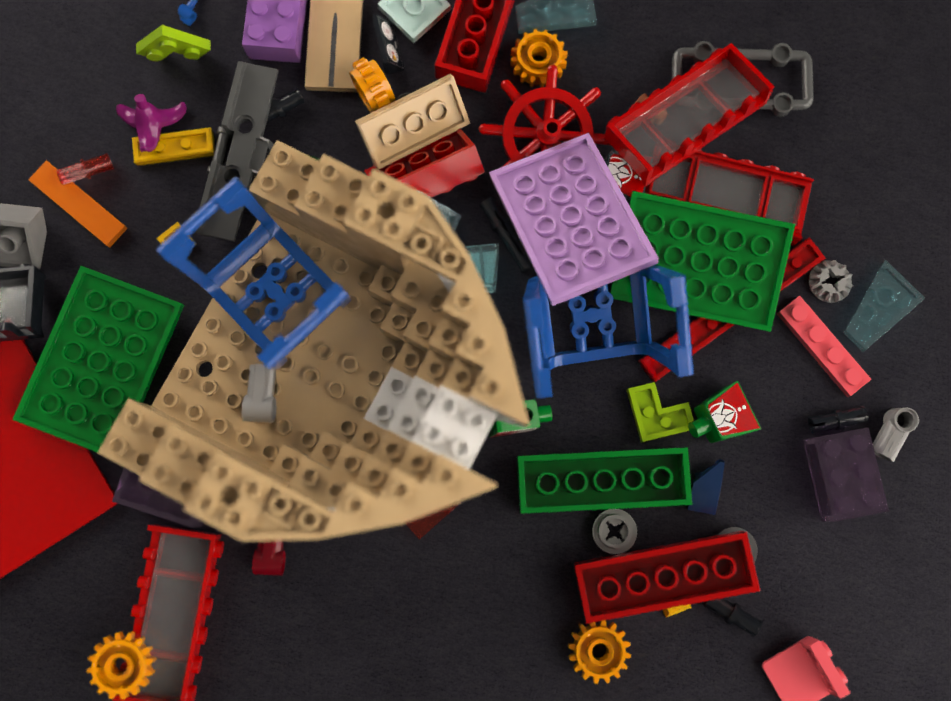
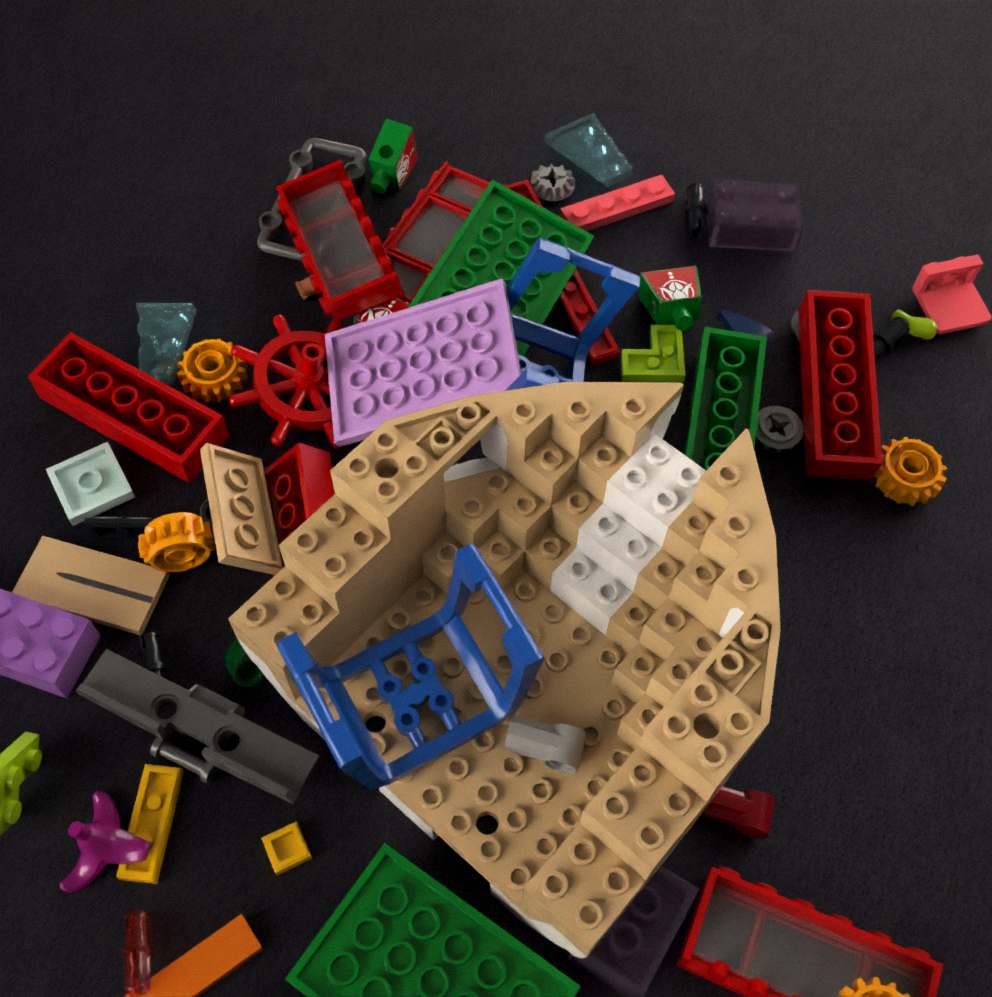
camera: 75 degrees left, 20 degrees down
(761, 642) = (918, 326): none -> lime arm
(803, 131) = (392, 157): none -> green torso
(892, 435) = (713, 165): light grey piece -> none

